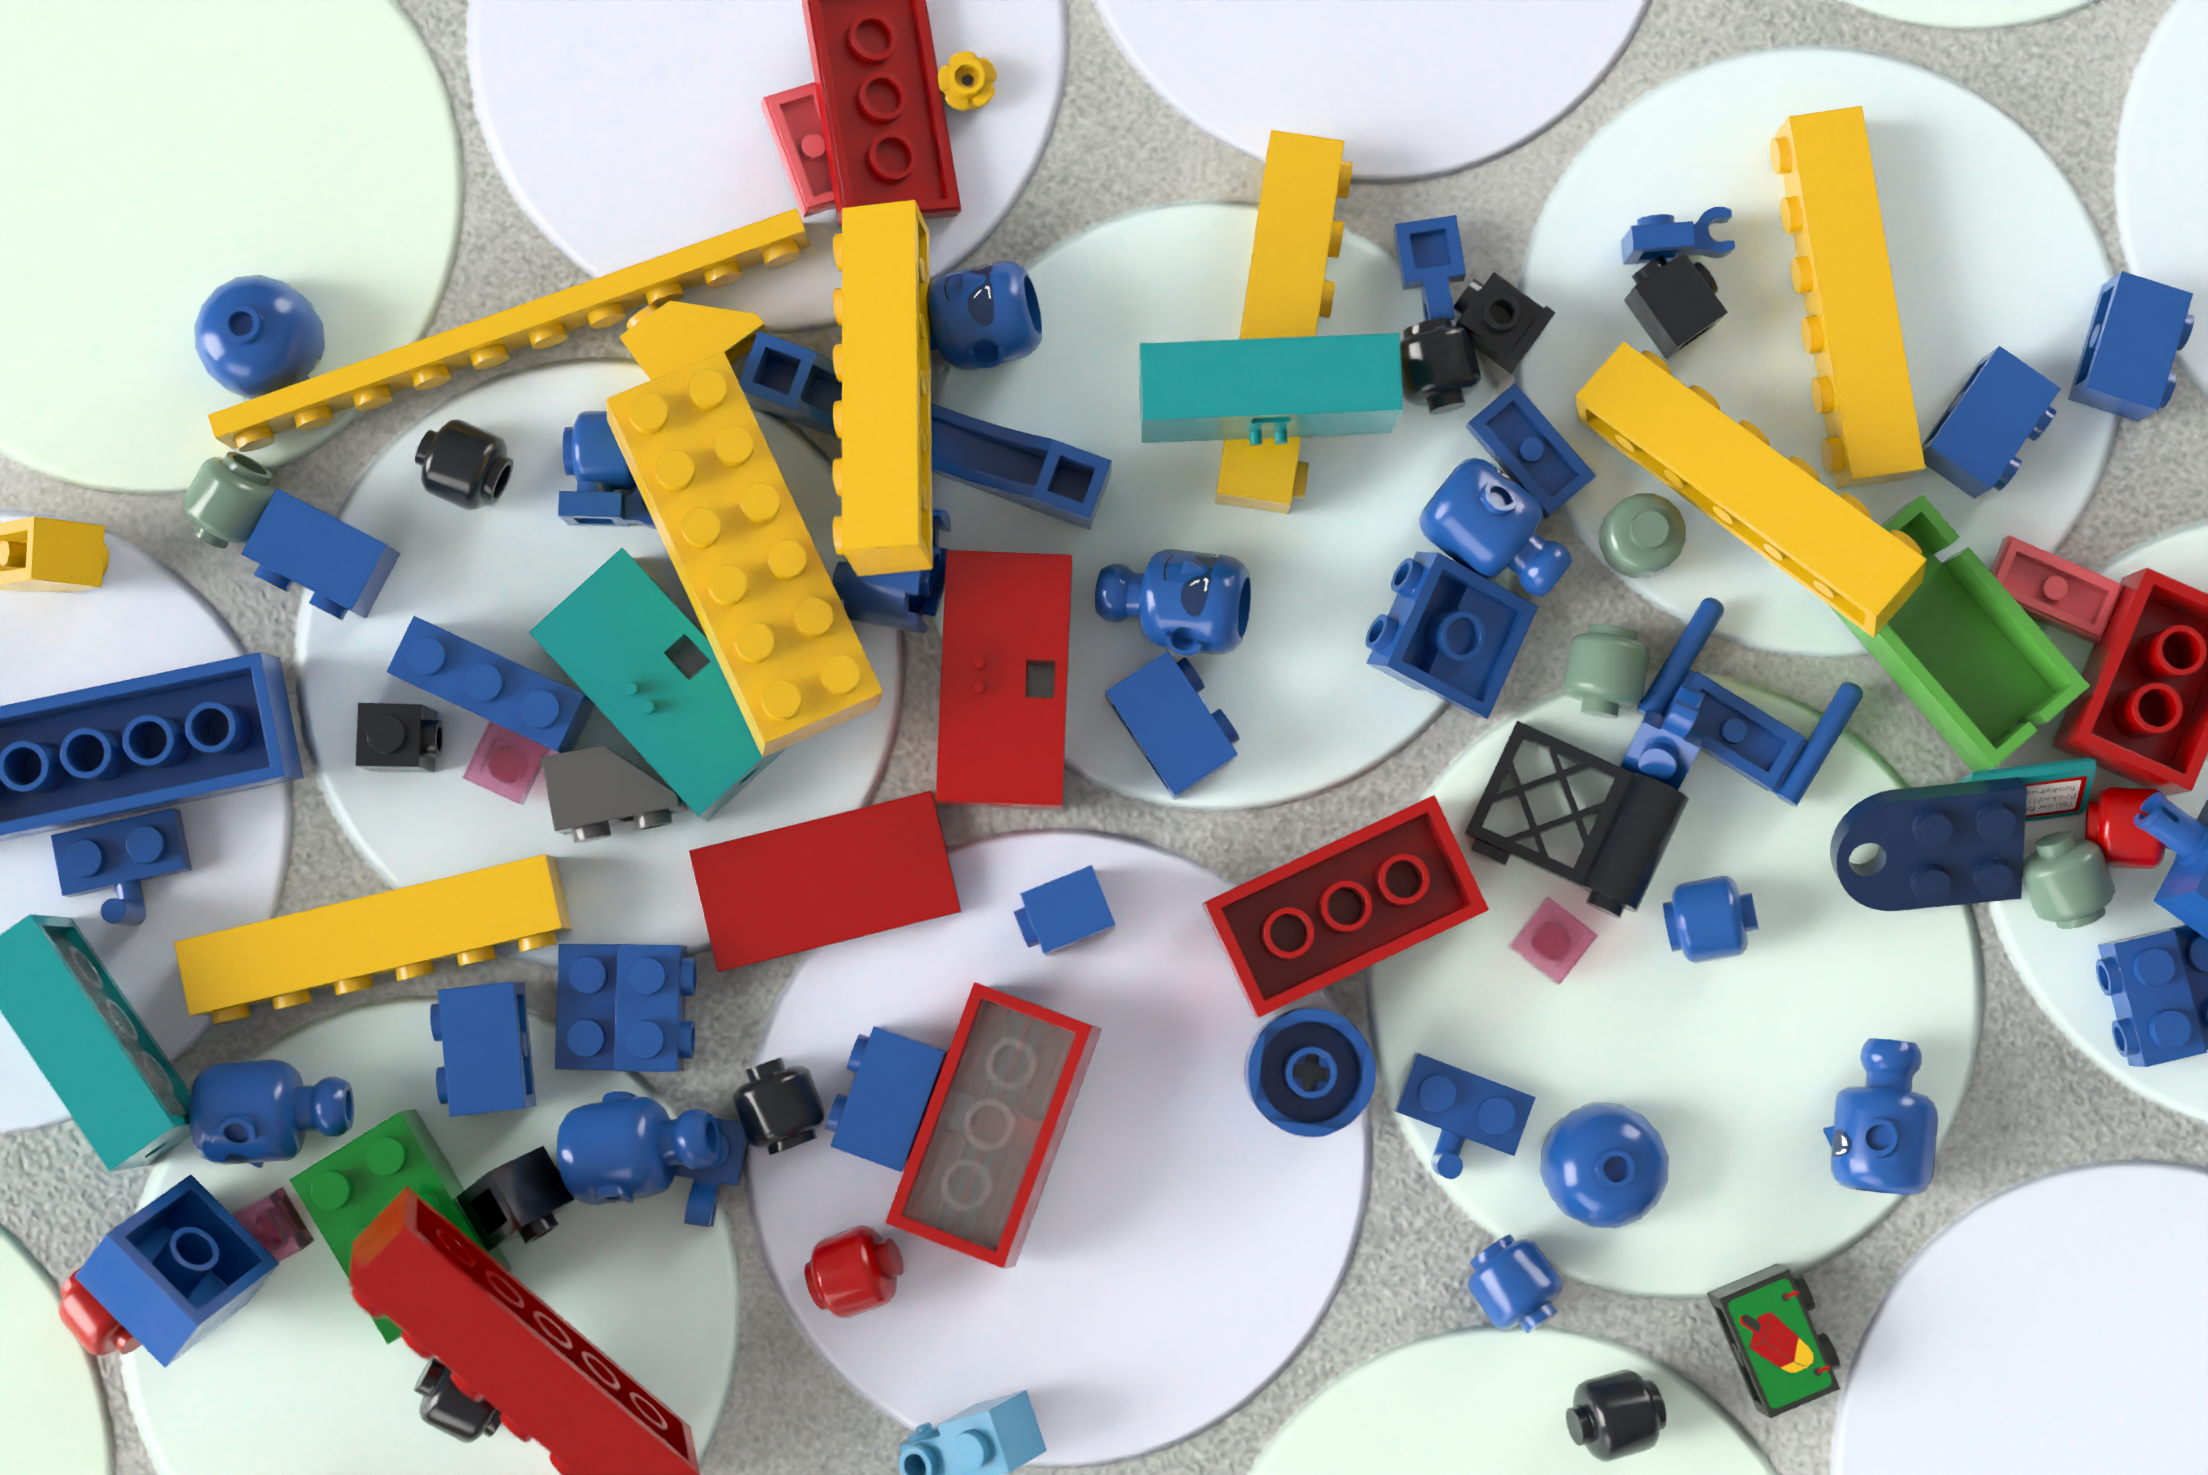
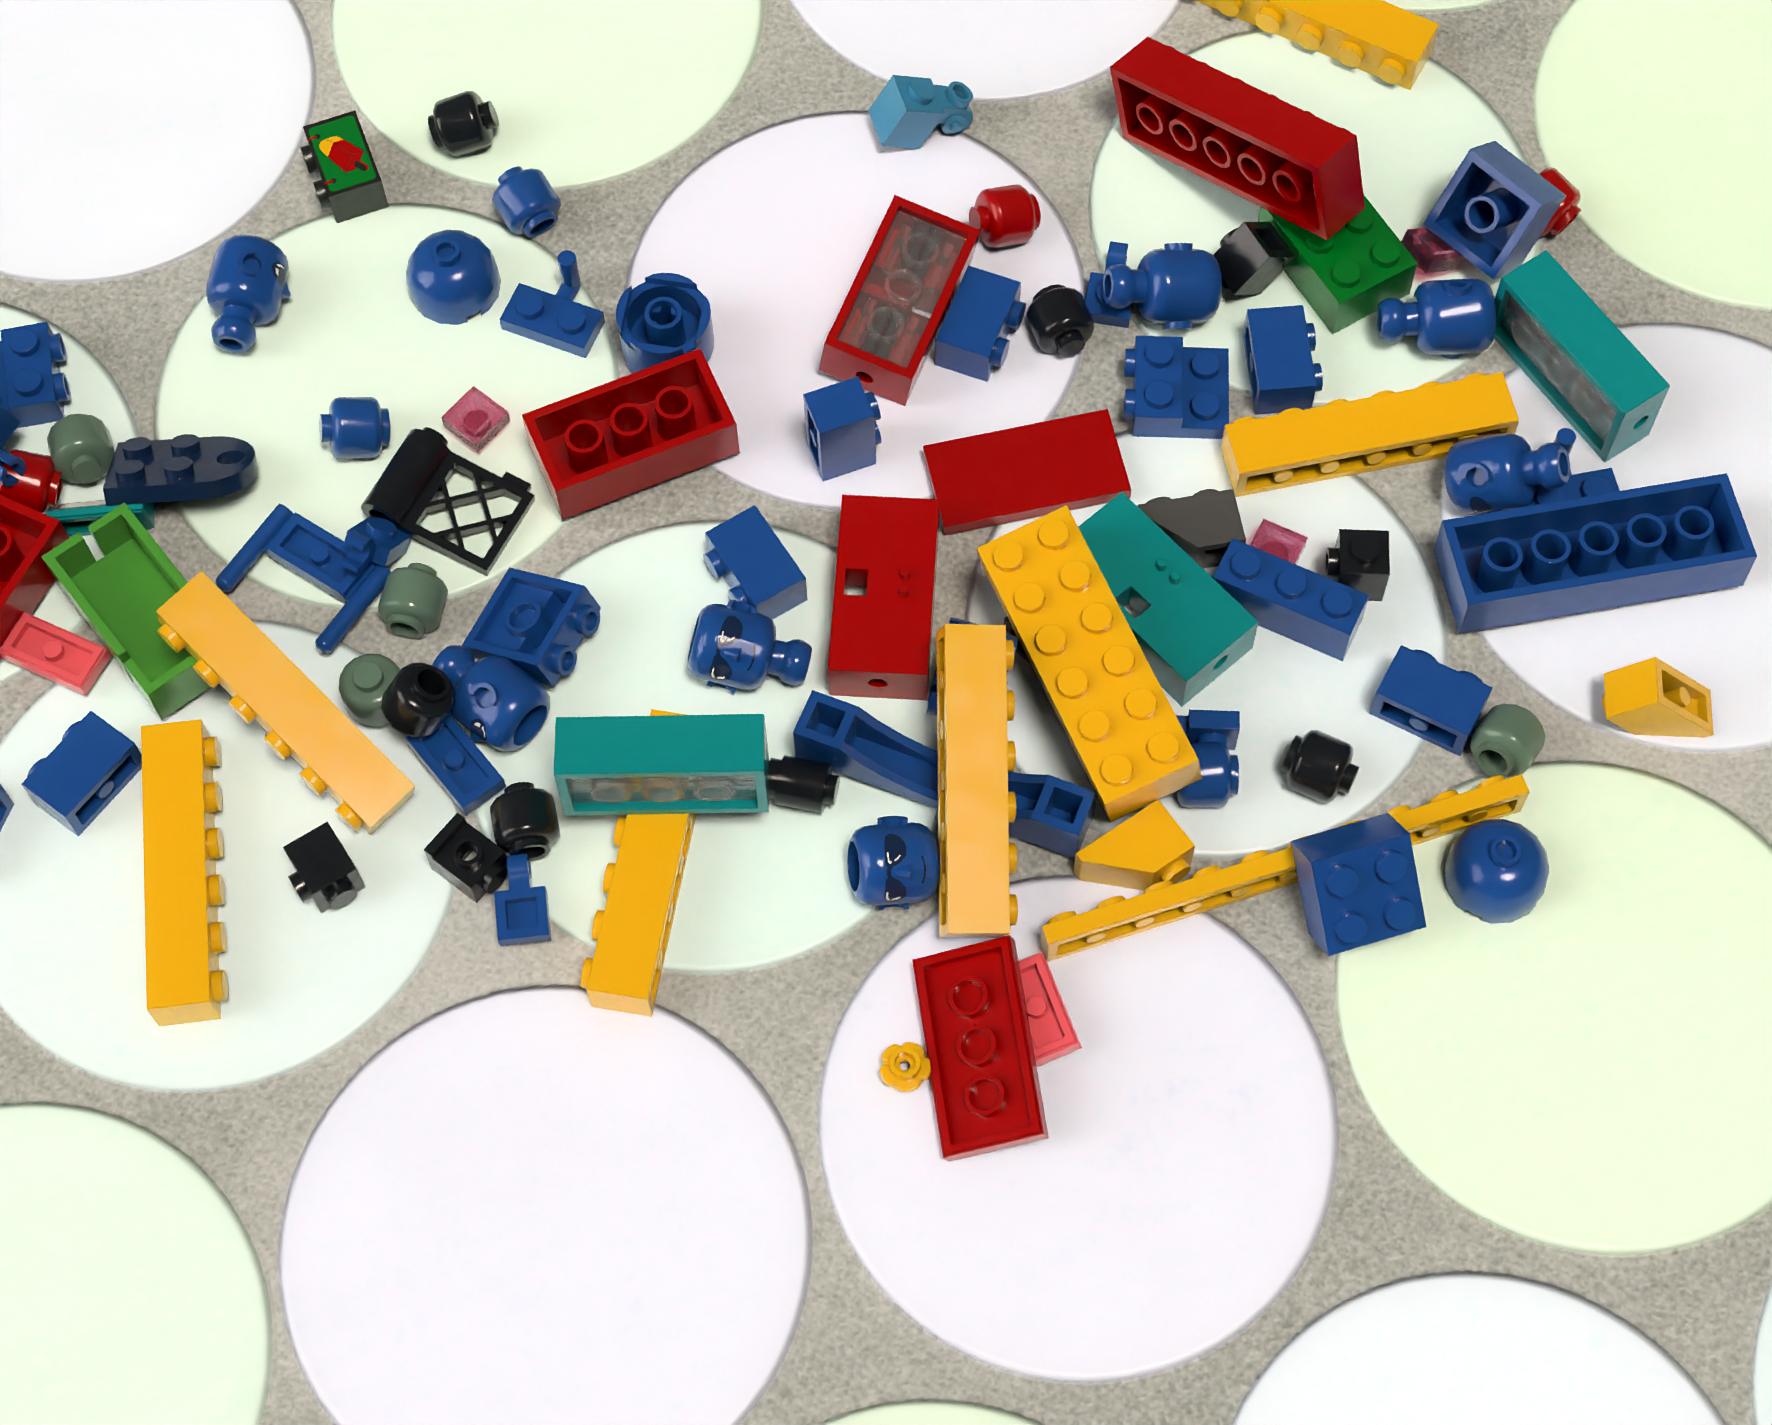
camera: 175 degrees left, 20 degrees down
(202, 863) = (1501, 472): none -> blue piece
(422, 286) = (1358, 884): none -> blue brick
(1100, 424) = (802, 783): none -> black brick
(1582, 499) = (418, 699): none -> black head
(1663, 236) = (323, 918): blue plate -> none

